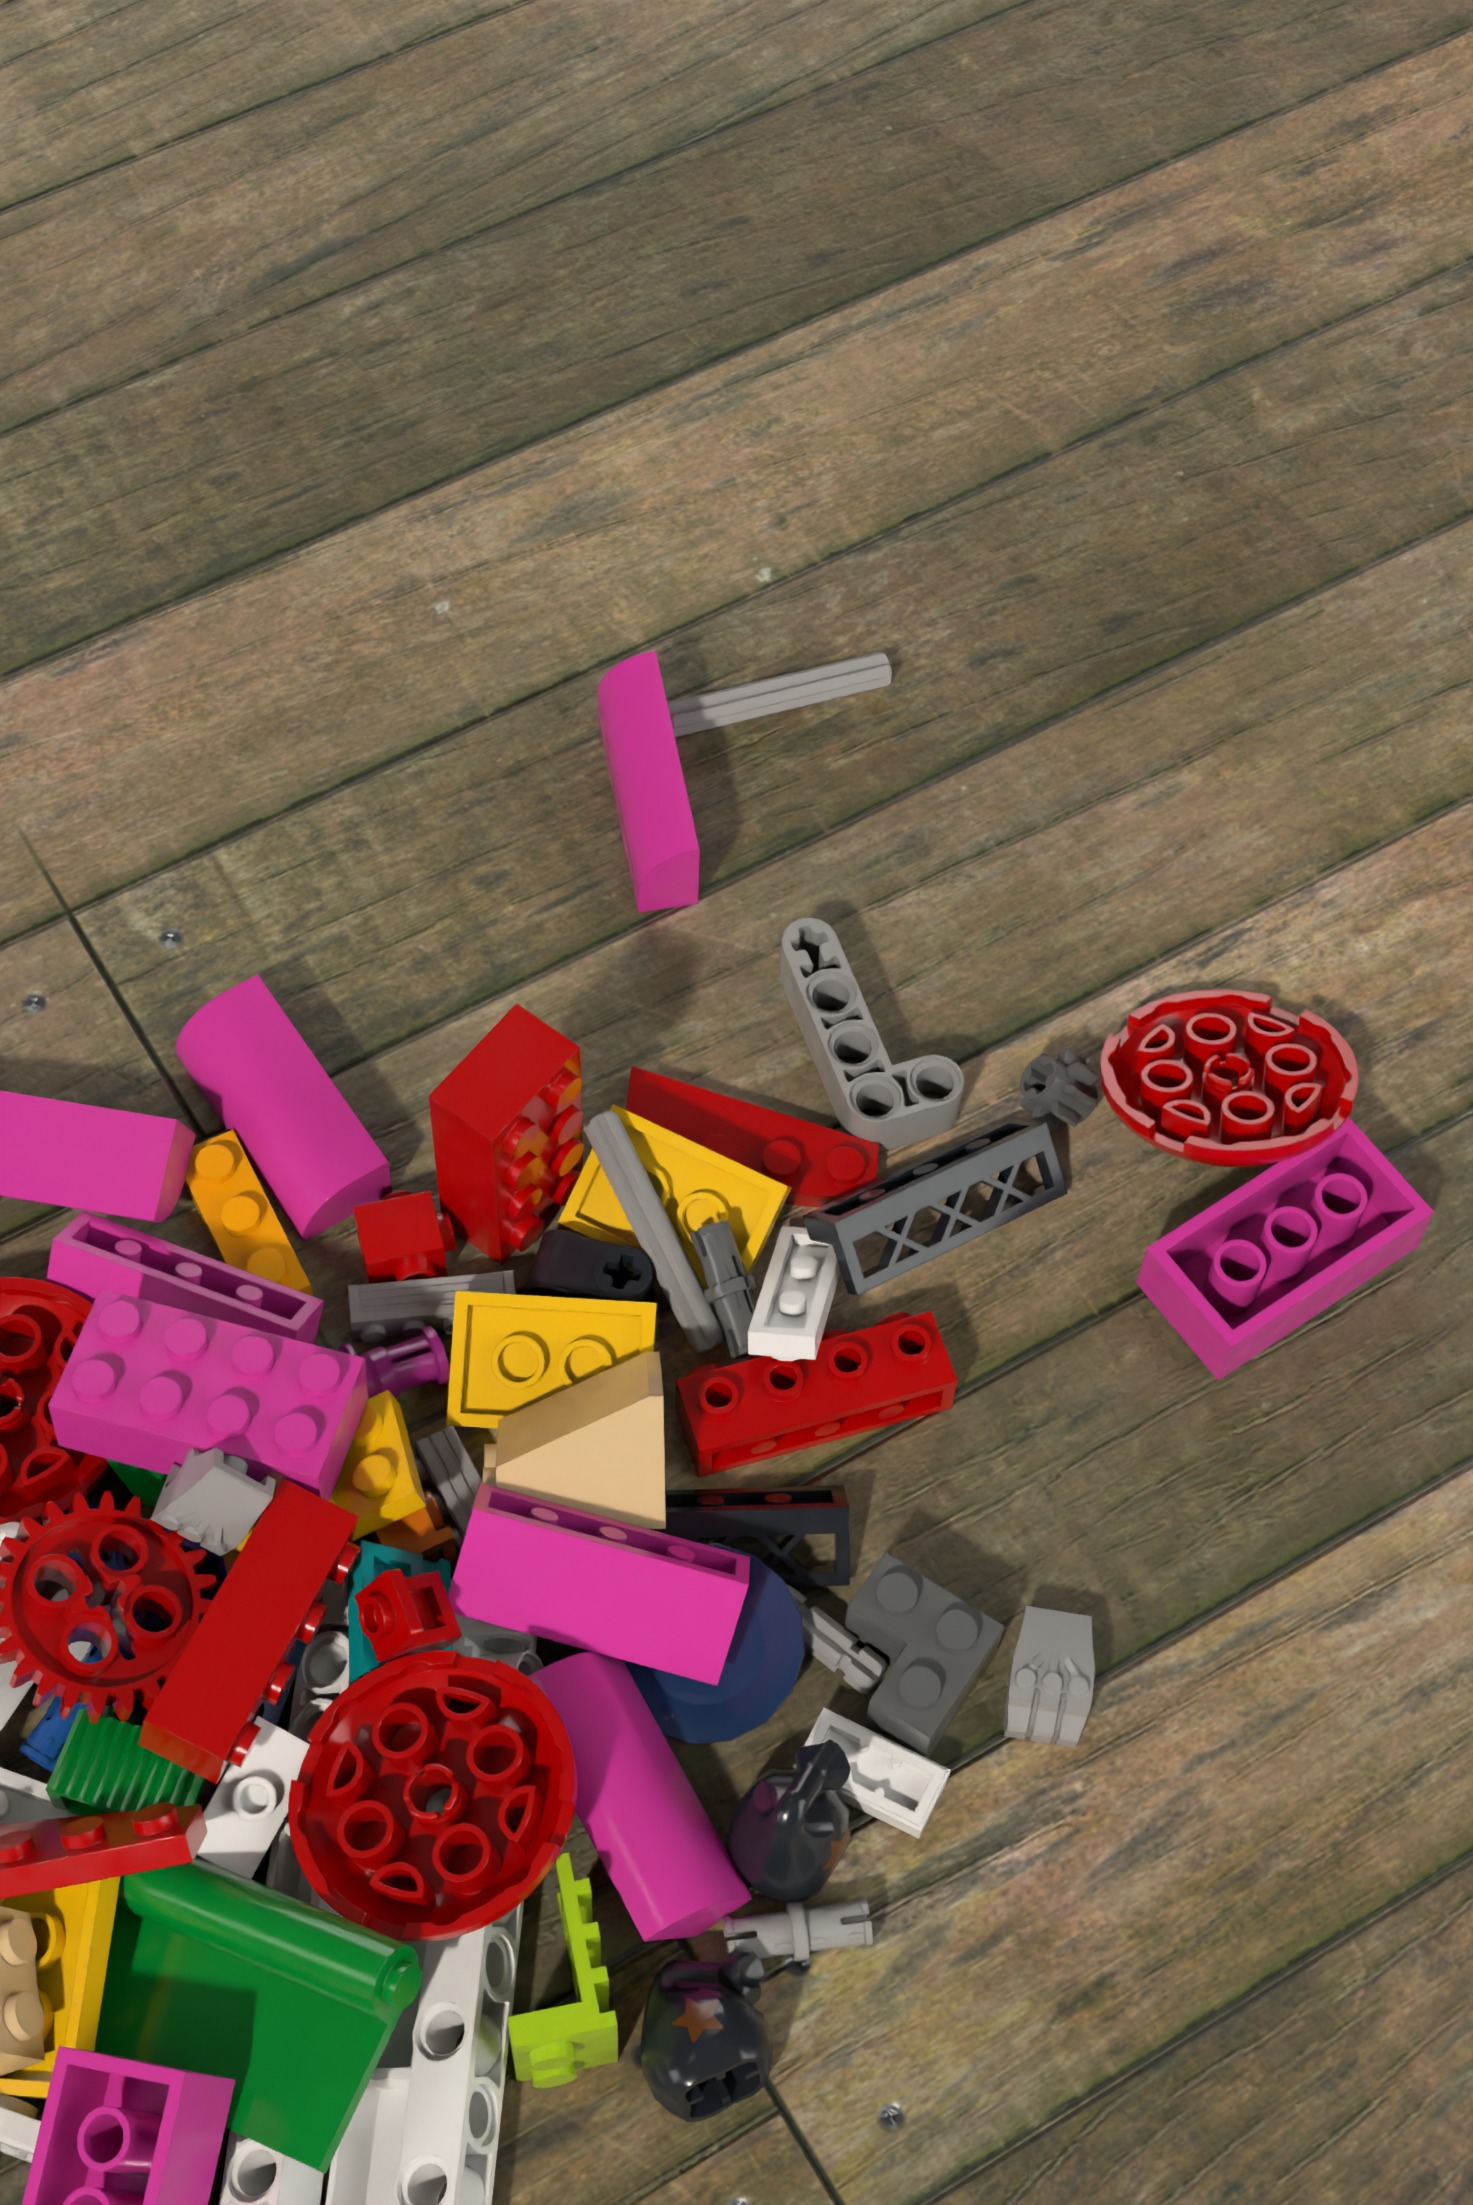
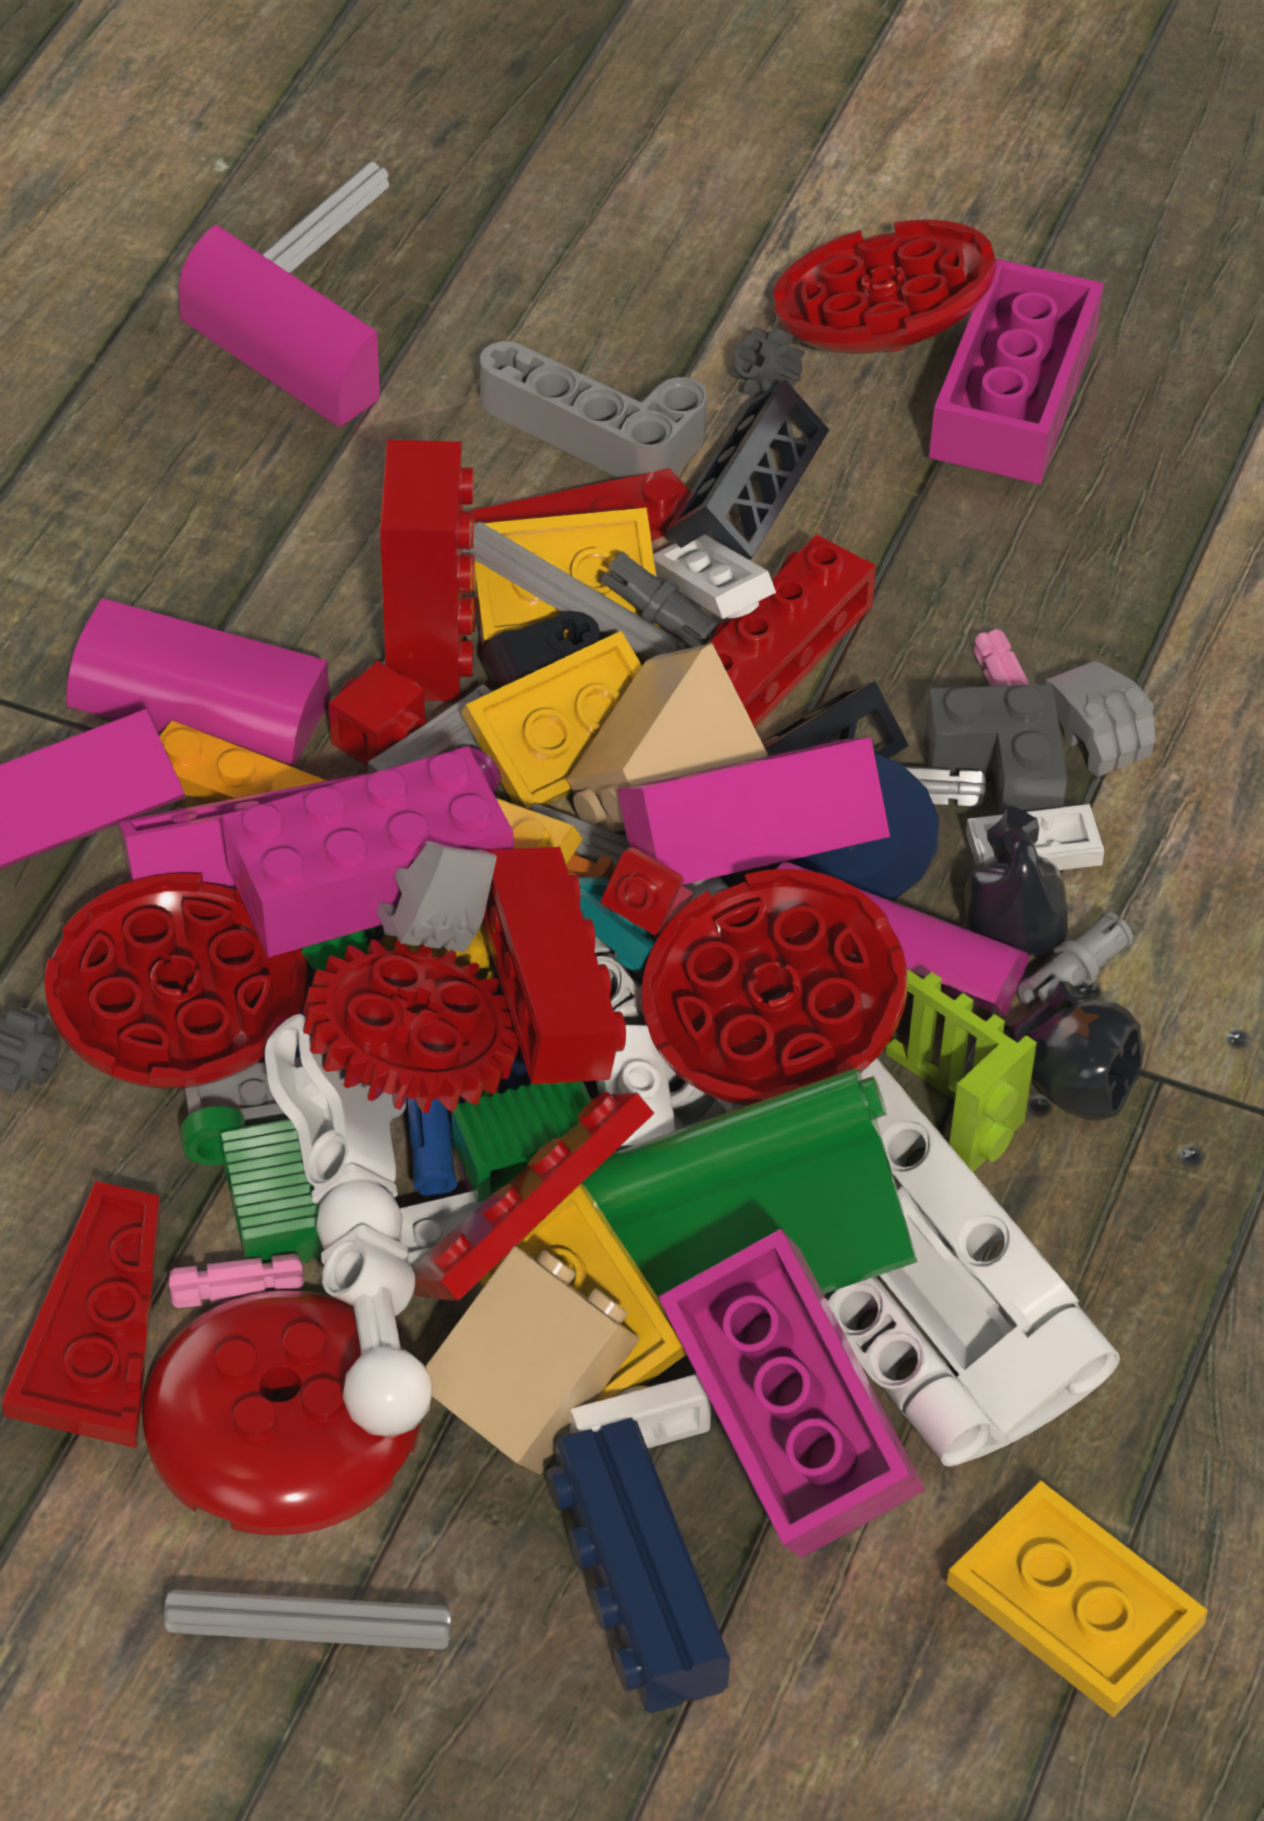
camera: 35 degrees left, 10 degrees down
(1004, 1565) = (1000, 663): none -> bright pink axle

